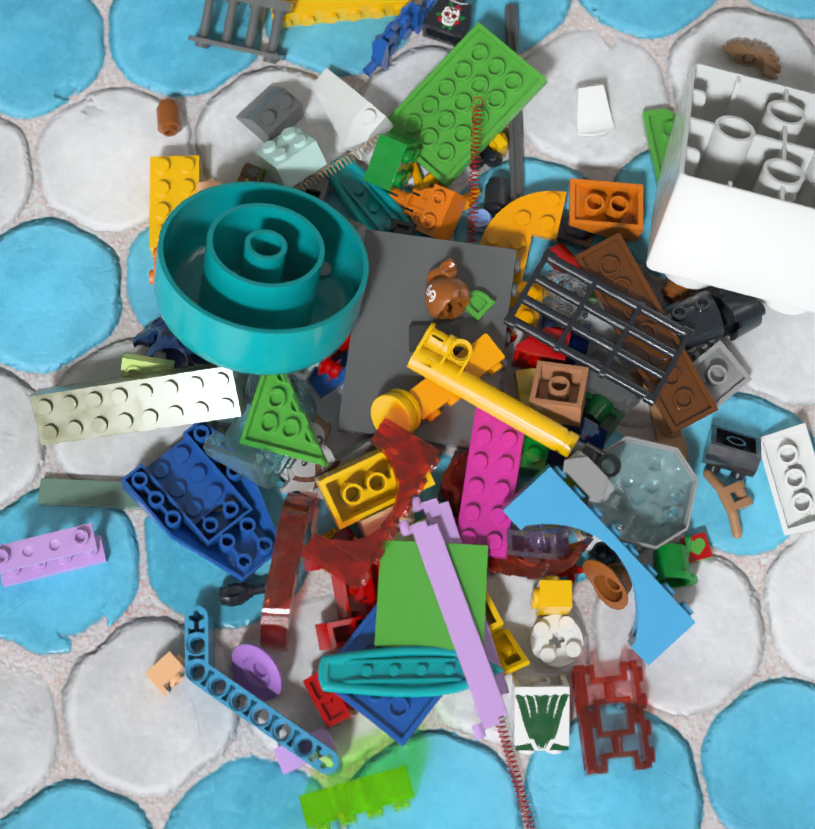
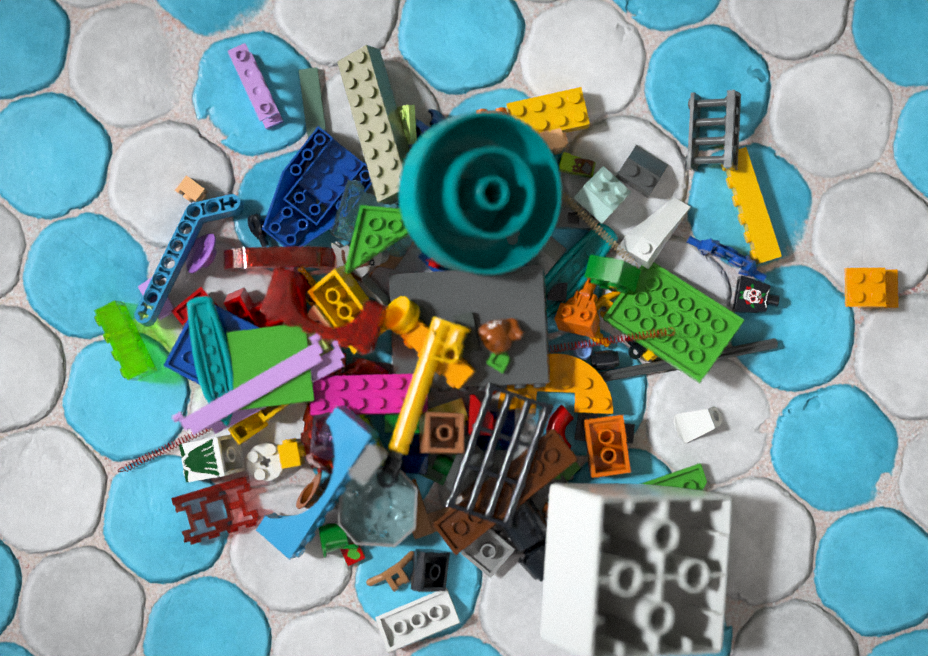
camera: 85 degrees right, 15 degrees up
(168, 117) = (622, 93): dark orange brick -> none
(754, 55) = (771, 547): medium nougat hair -> none

